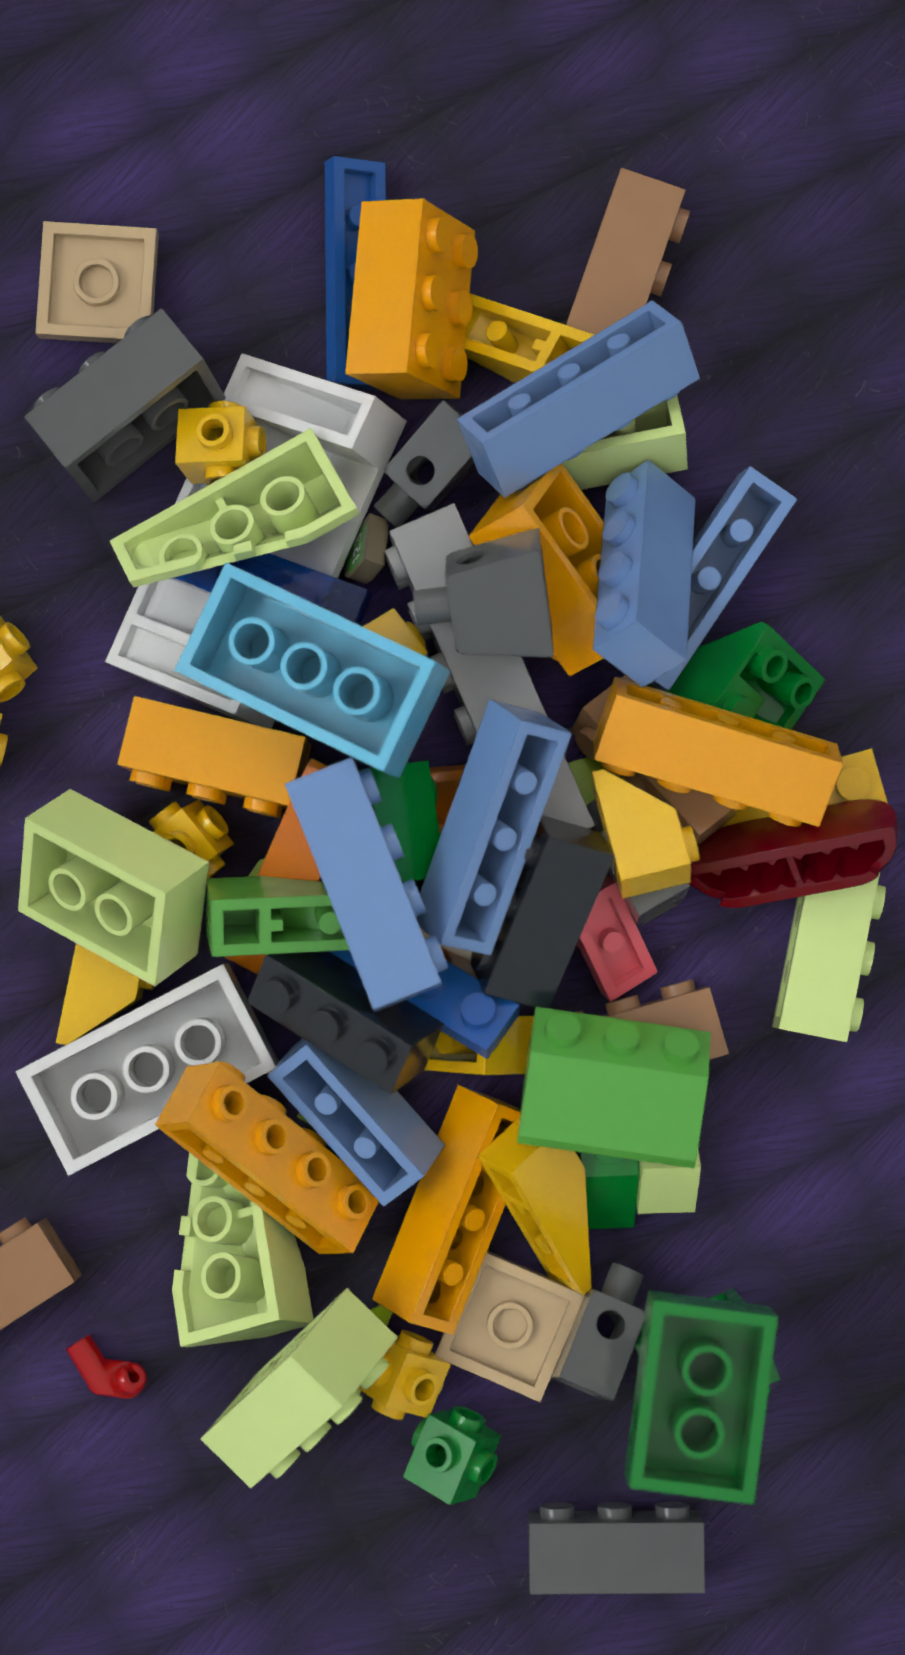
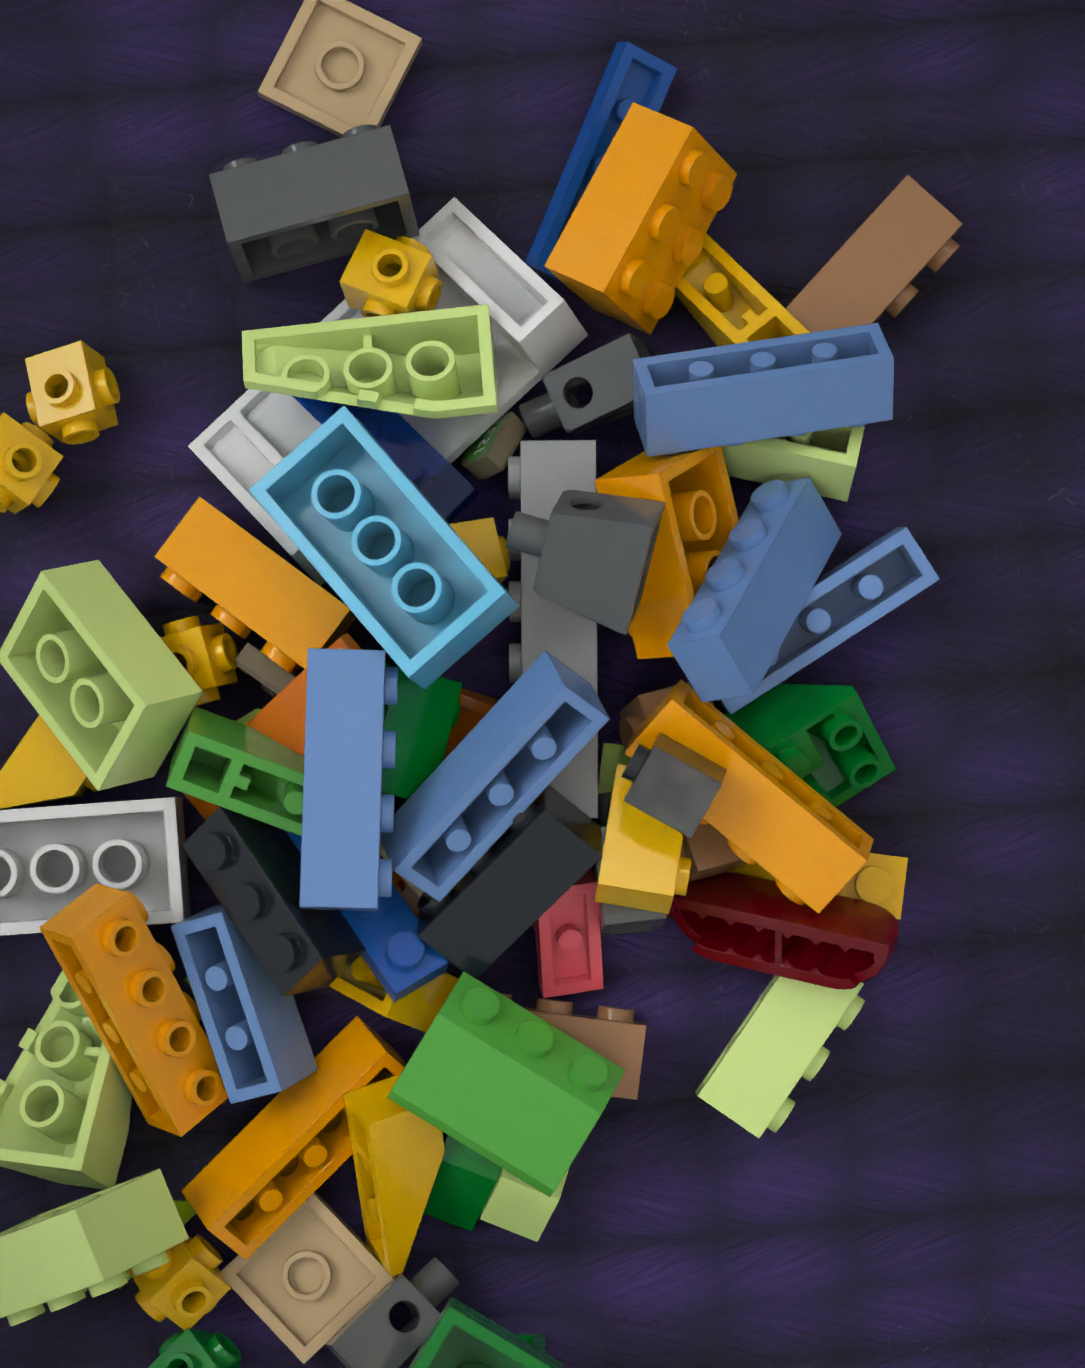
camera: 25 degrees right, 0 degrees up
(252, 823) = (263, 669): none -> dark tan tile
(649, 766) = (672, 783): none -> black brick

